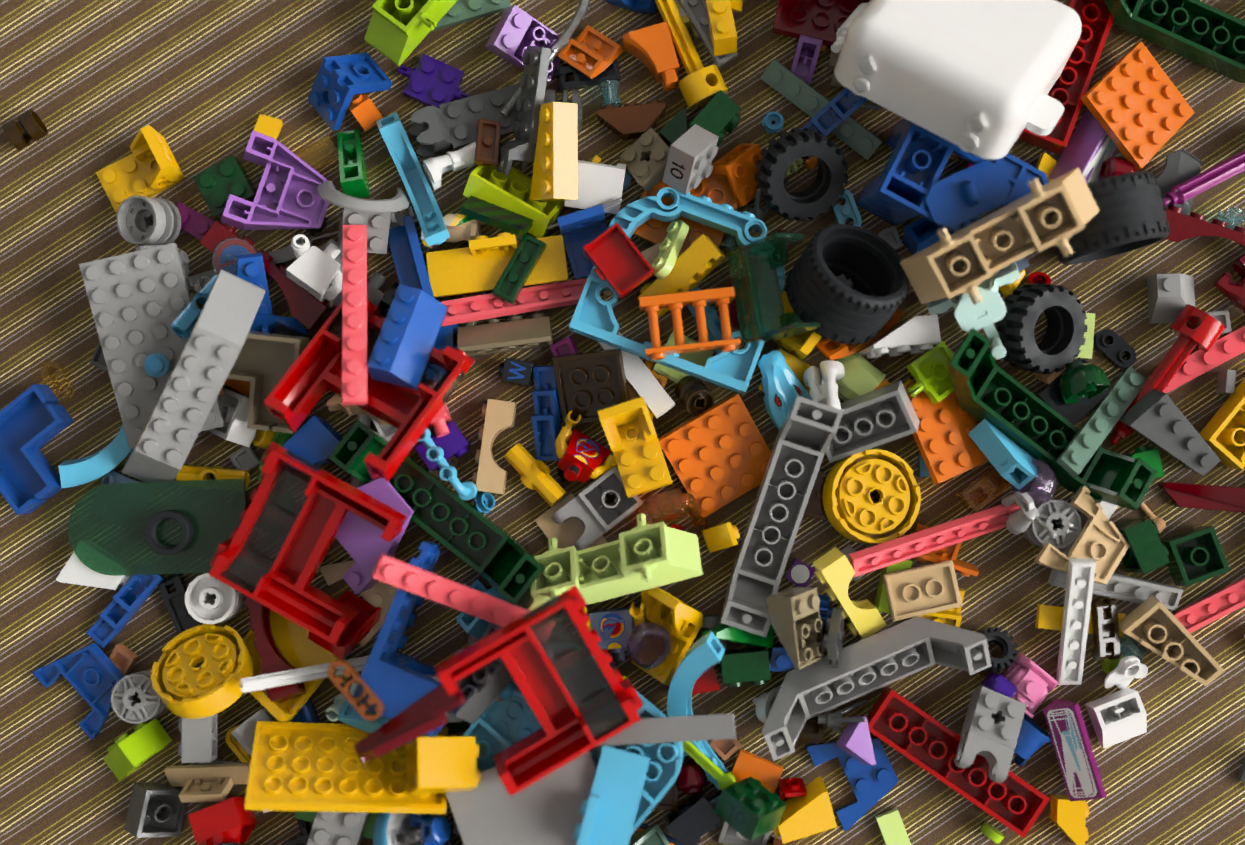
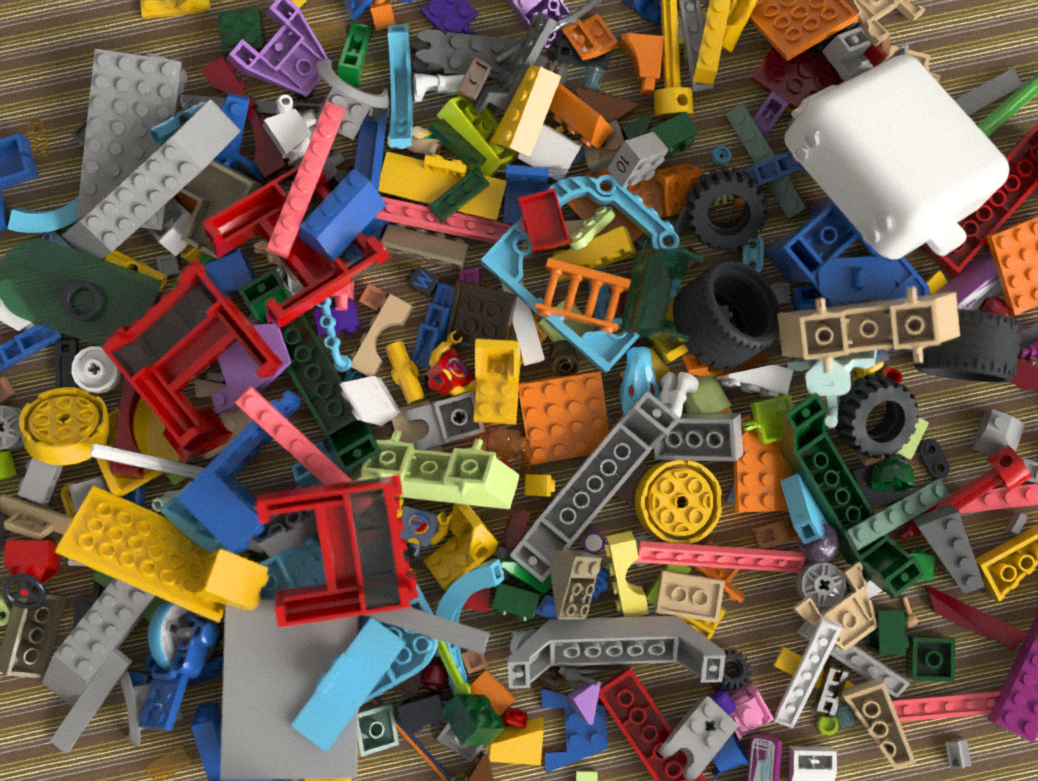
camera: 15 degrees right, 0 degrees up
(148, 220) = (166, 34): light grey wheel -> none
(157, 365) = (126, 157): dark azure plate -> none
(194, 222) = (201, 48): magenta plate -> none
(227, 252) = (220, 88): clear light blue piece -> none
(339, 556) = (214, 376): none -> light grey tile
(345, 690) = (184, 507): dark orange beam -> none
(410, 724) = (219, 535): dark red wedge -> none
(471, 409) = (372, 297): none -> nougat plate
(511, 517) = (370, 400): none -> white slope
(613, 139) = (579, 118): none -> orange slope
(648, 644) = (442, 550): piece -> none
(714, 590) = (515, 528): none -> clear red slope
(834, 639) = (600, 606): dark grey plate -> none
(1021, 519) = (795, 569): light grey piece -> none
(1127, 669) = (834, 732): white plate -> none

